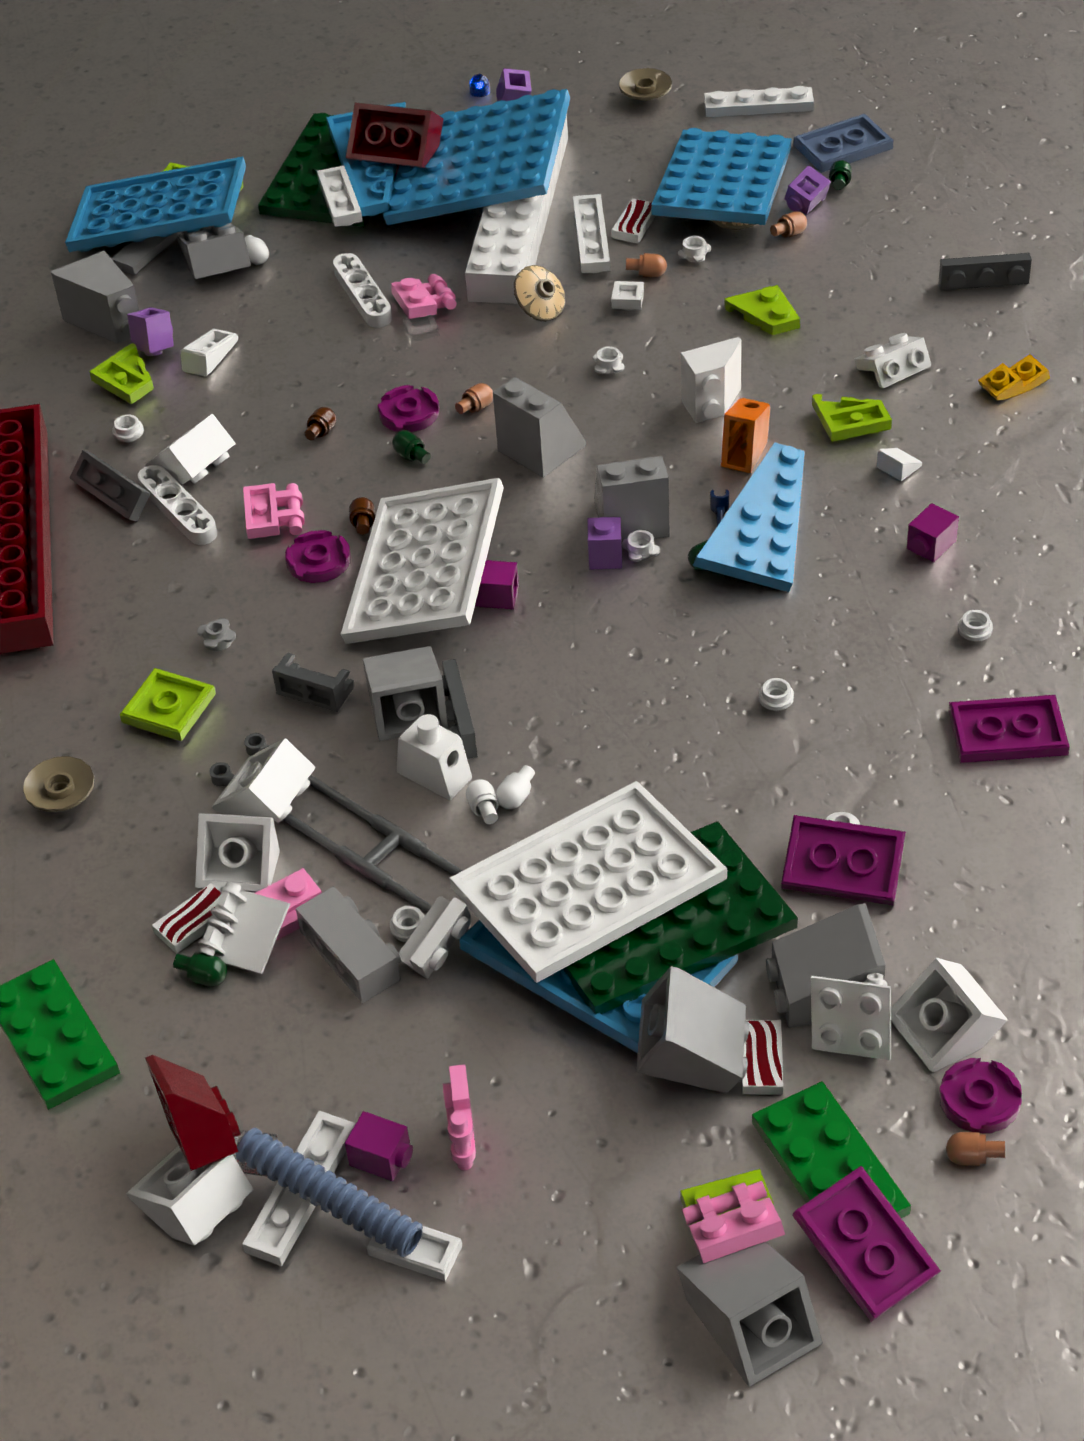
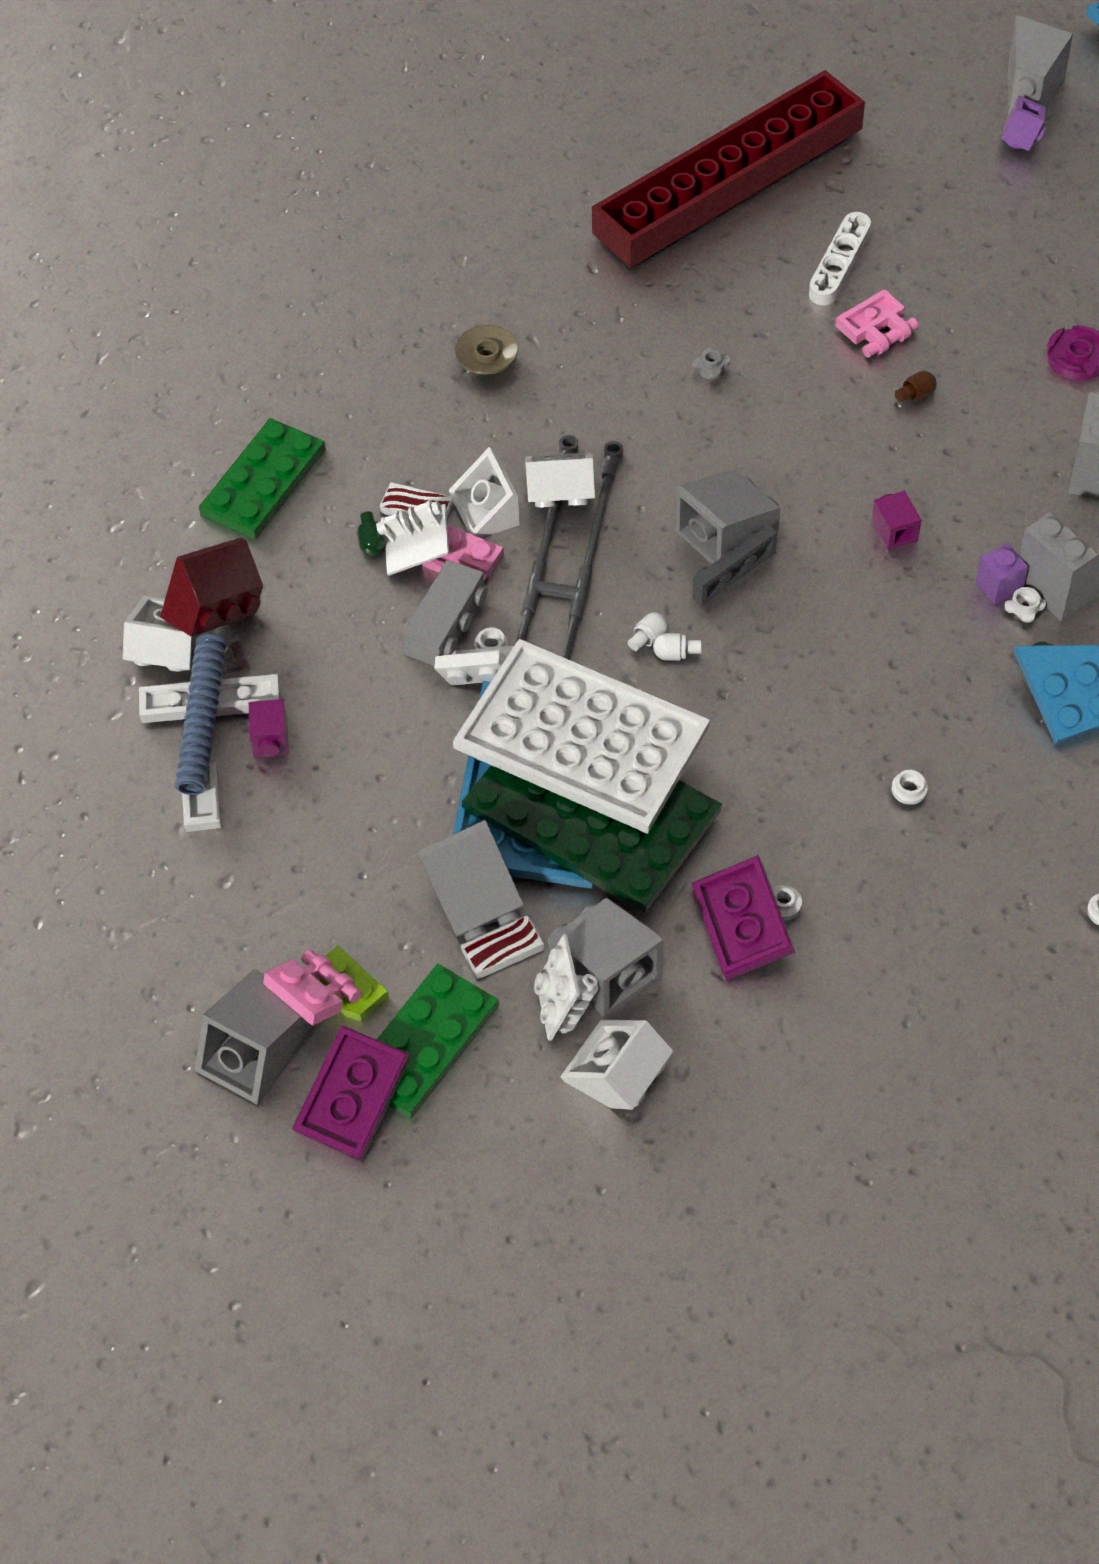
camera: 60 degrees right, 10 degrees up
(110, 485) = (824, 203): dark grey plate -> none
(124, 375) = (966, 138): lime wing -> none
(127, 428) = (902, 176): white plate -> none
(167, 704) = (614, 372): lime plate -> none
(194, 451) = (901, 234): white slope -> none
(207, 351) = (1041, 176): white slope -> none
(310, 685) = (699, 448): dark grey hinge -> none
(318, 556) = (849, 383): magenta tile -> none
(320, 423) = (1008, 300): reddish brown cylinder -> none
(410, 446) = (1025, 377): dark green cylinder -> none
(423, 561) = (880, 454): white plate -> none
(433, 757) = (664, 561): white torso -> none
(459, 1117) = (314, 767): bright pink plate -> none
(973, 1149) = (493, 1138): nougat cylinder -> none
(980, 1095) = (555, 1124): magenta tile -> none
(1008, 728) = (994, 988): magenta tile -> none

